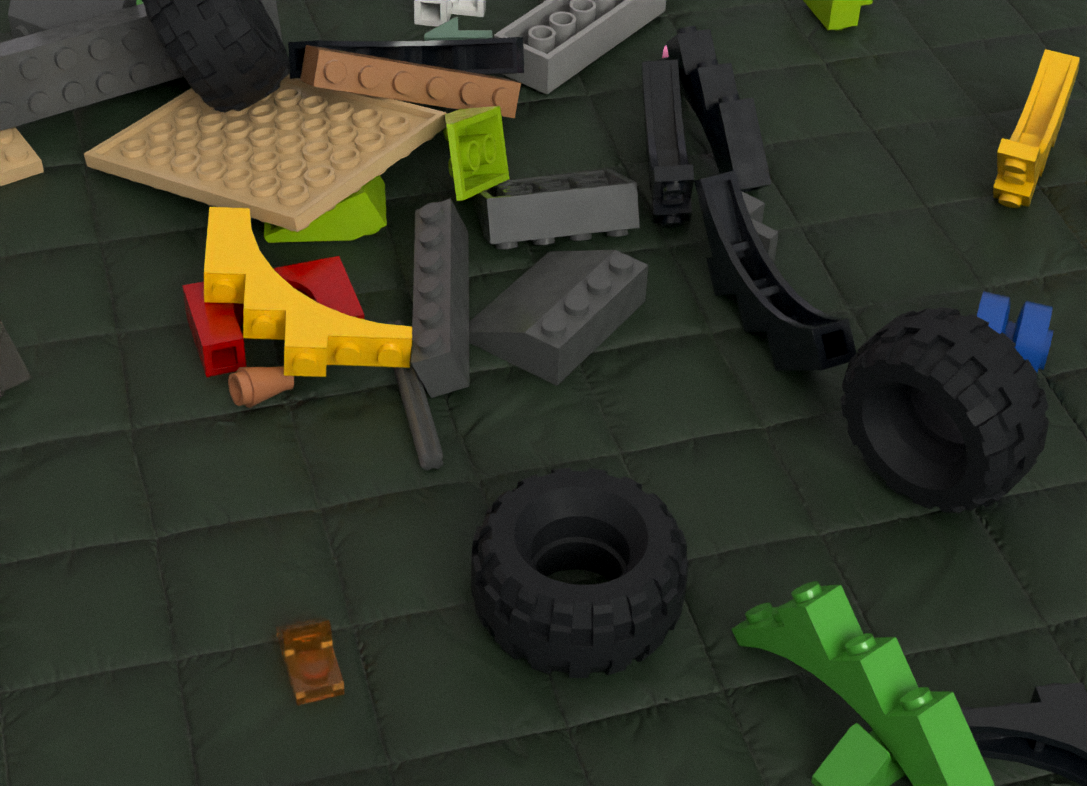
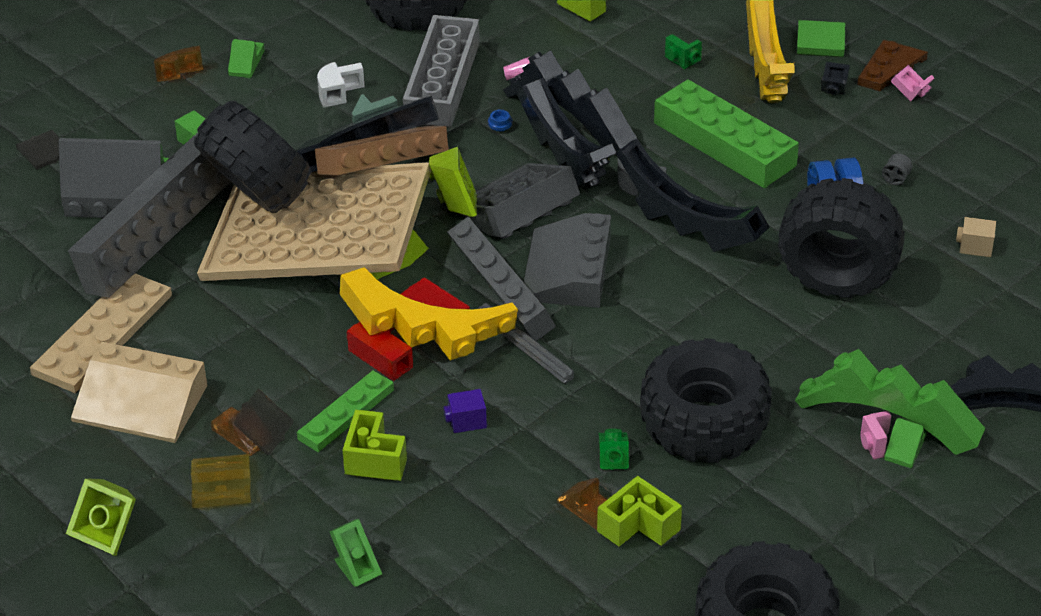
camera: 25 degrees left, 0 degrees up
(80, 449) = (371, 451): none -> lime brick
(107, 390) = (339, 414): none -> bright green plate
(251, 452) = (466, 411): none -> dark purple brick
(256, 384) = (433, 373): nougat cone -> none
(351, 692) = (641, 509): none -> lime brick
(404, 587) = (614, 449): none -> green bracket
(612, 106) = (500, 120): none -> blue plate
(819, 721) = (874, 433): none -> bright pink bracket
(905, 221) = (726, 133): none -> bright green brick
(921, 104) = (681, 52): none -> green bracket

